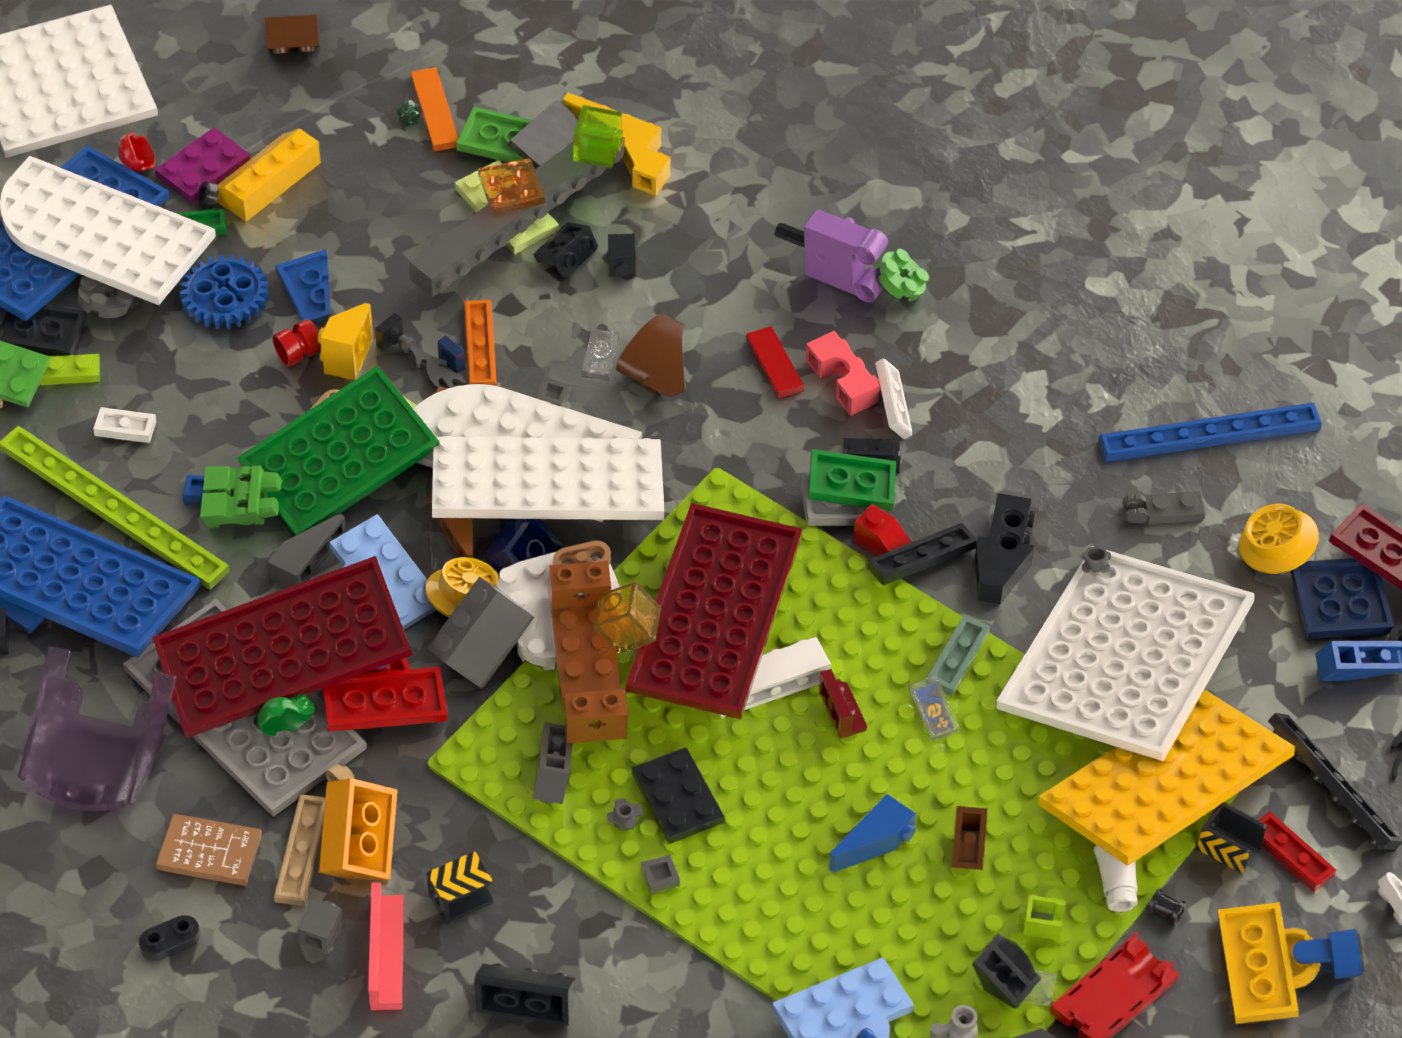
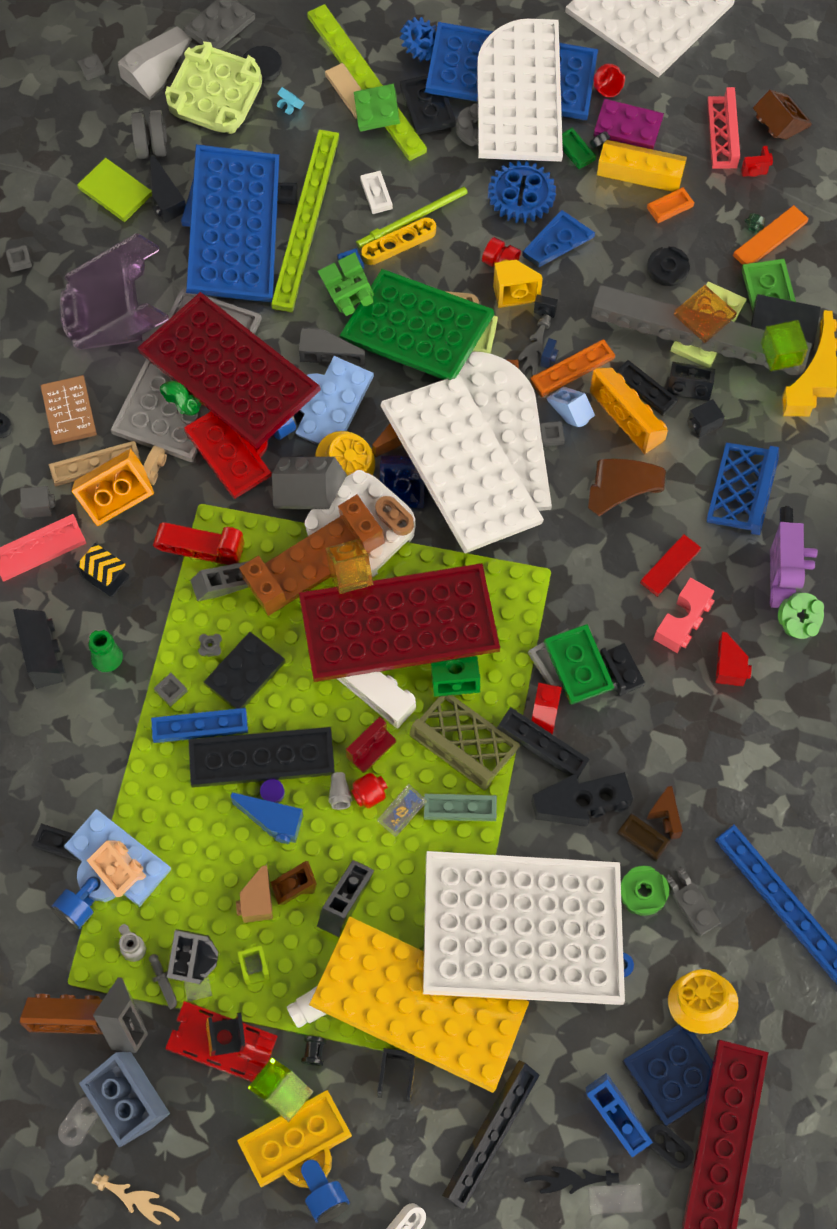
camera: 65 degrees right, 15 degrees up
(62, 509) = (287, 193): none -> black tile
(182, 447) = (378, 233): none -> lime bar
(203, 432) = (397, 238): none -> yellow beam
(277, 81) = (730, 127): none -> coral fence
(333, 174) = (670, 205): none -> orange tile
(340, 76) = (757, 165): none -> red bracket
(409, 209) = (668, 266): none -> black tile
(493, 768) = (200, 544): none -> red beam
(530, 361) = (571, 406): none -> light blue slope
(547, 293) = (647, 388): none -> black tile
(569, 315) = (627, 409): none -> light orange slope
(569, 926) = (104, 651): none -> green plant
(600, 355) = (606, 447): clear plate -> none
(722, 862) = (199, 725): none -> blue plate
(739, 247) = (761, 495): none -> blue fence
(795, 818) = (261, 757): none -> black plate
(804, 593) = (455, 676): none -> green brick
(841, 823) = (272, 791): none -> dark purple tile
(864, 999) = (116, 867): none -> light nougat bracket
(880, 758) = (339, 792): none -> light grey cone
(889, 635) = (456, 756): none -> olive fence
(893, 398) = (680, 661): white tile -> none
(895, 727) = (369, 790): none -> red head
(918, 357) = (731, 662): none -> red slope
(965, 884) = (256, 898): none -> medium nougat slope
(1012, 802) = (344, 898): none -> black slope
(1012, 1019) = (163, 981): none -> dark grey piece
(1055, 479) = (667, 808): none -> reddish brown slope
(1071, 518) = (643, 837): none -> dark brown tile
(1096, 560) = (604, 865): dark grey plate -> none
(1117, 967) = (235, 1027): none -> black piece
(1131, 526) = (652, 880): none -> bright green plate
(1201, 946) = (280, 1089): none -> clear neon green head
(1295, 853) = (413, 1126): red tile -> none

